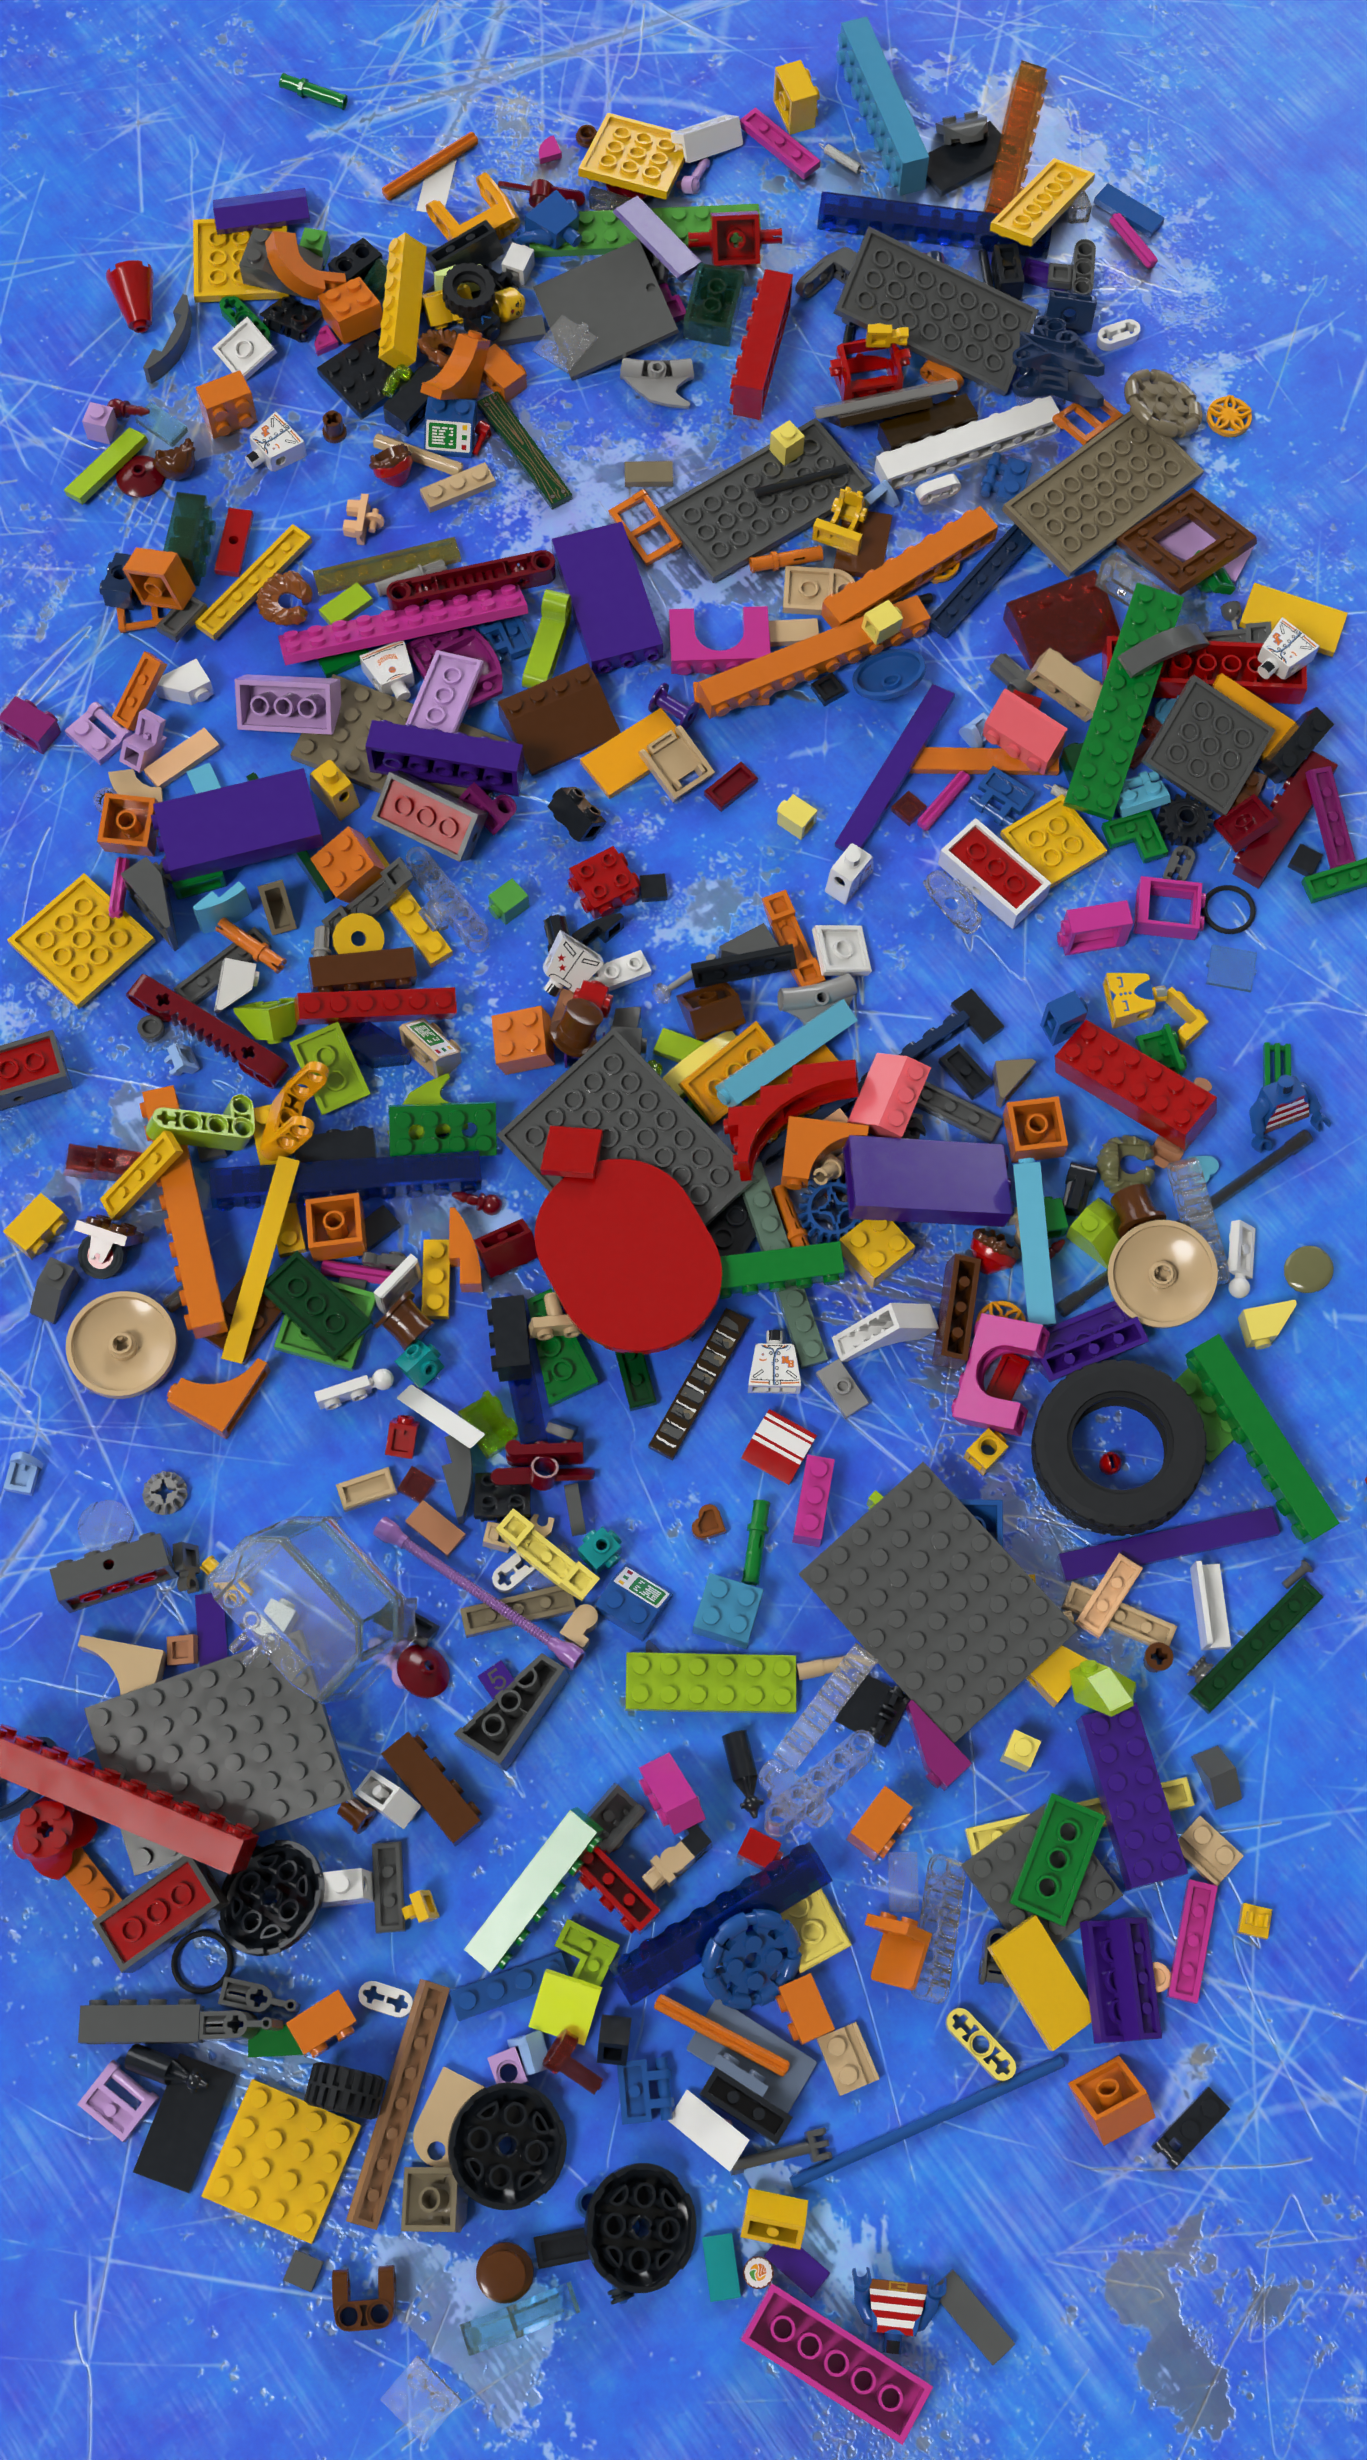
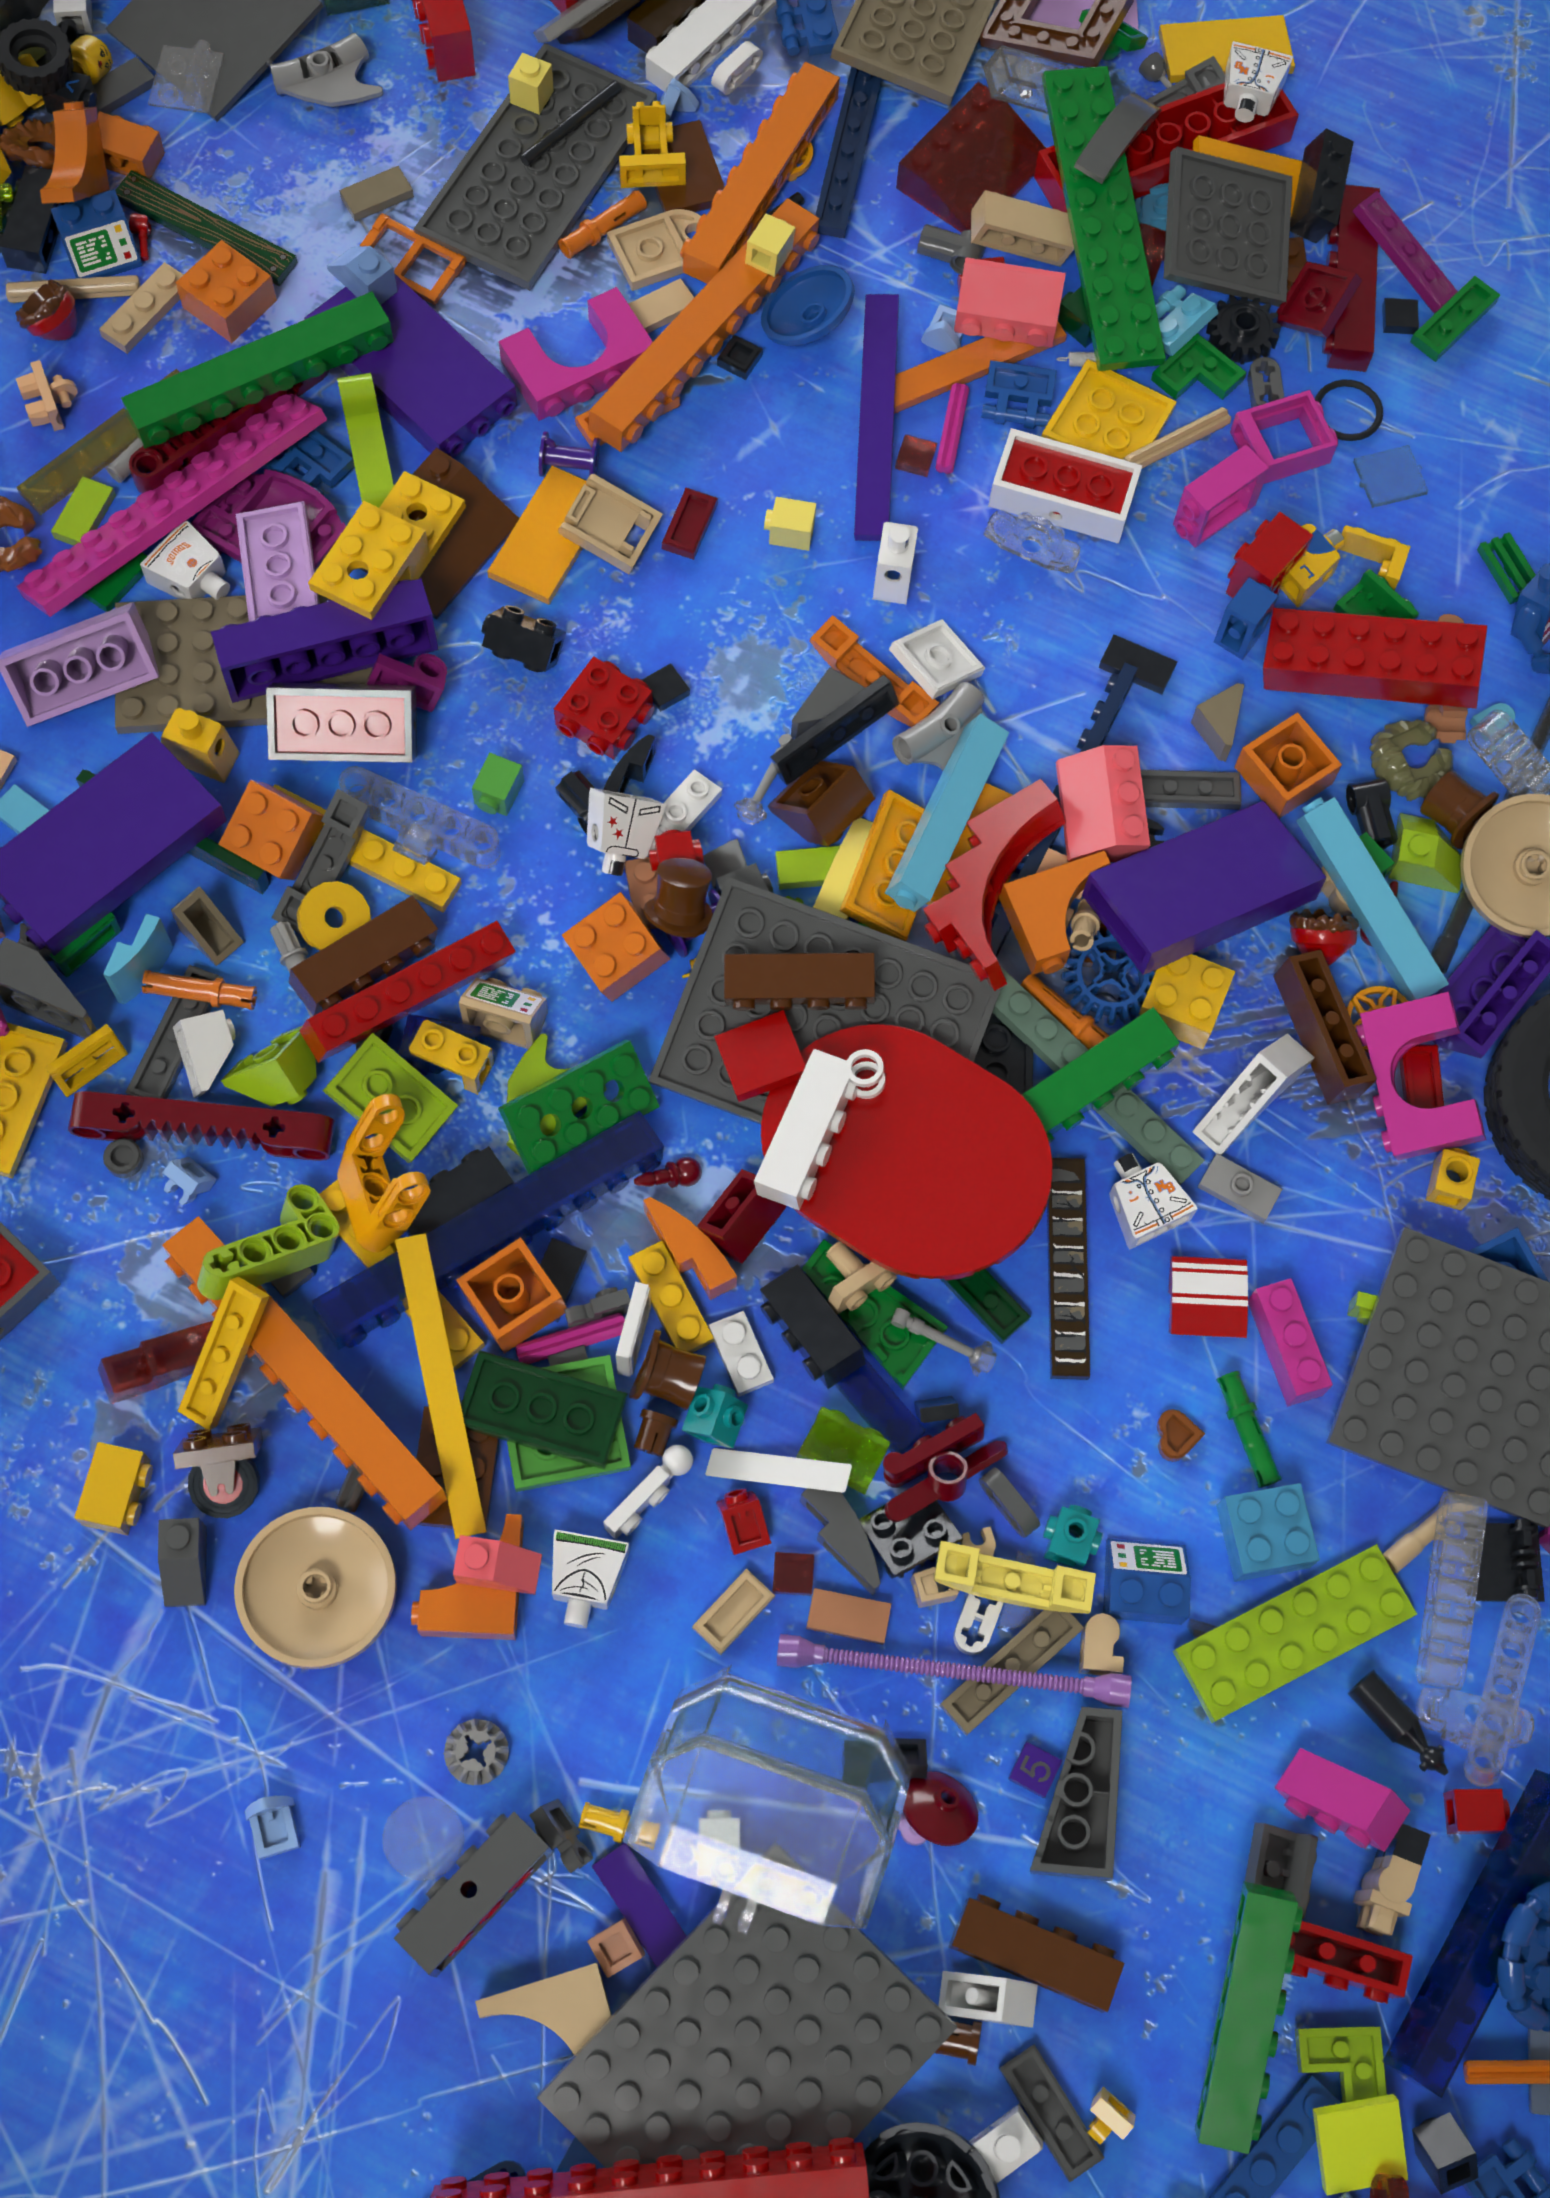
camera: 30 degrees left, 0 degrees up
(159, 954) = (84, 1056): none -> yellow tile
(232, 1384) = (496, 1565): none -> coral slope
(288, 1419) = (585, 1573): none -> white torso
(382, 1351) = (654, 1432): none -> reddish brown bush
(384, 1060) = (454, 1054): none -> yellow bracket
(460, 1334) = (741, 1353): none -> white plate
(500, 561) = (258, 370): none -> green brick
(513, 499) = (226, 291): none -> orange brick
(515, 713) = (387, 544): none -> yellow bracket
(576, 1207) = (810, 1123): none -> white hinge
(603, 528) = (364, 271): none -> medium blue slope
(608, 1410) = (980, 1357): none -> light grey piece
(622, 1115) = (799, 979): none -> reddish brown brick
(965, 1072) = (1164, 736): black plate -> none
(1098, 876) = (1180, 438): none -> tan axle
(1103, 984) = (1271, 555): none -> red brick

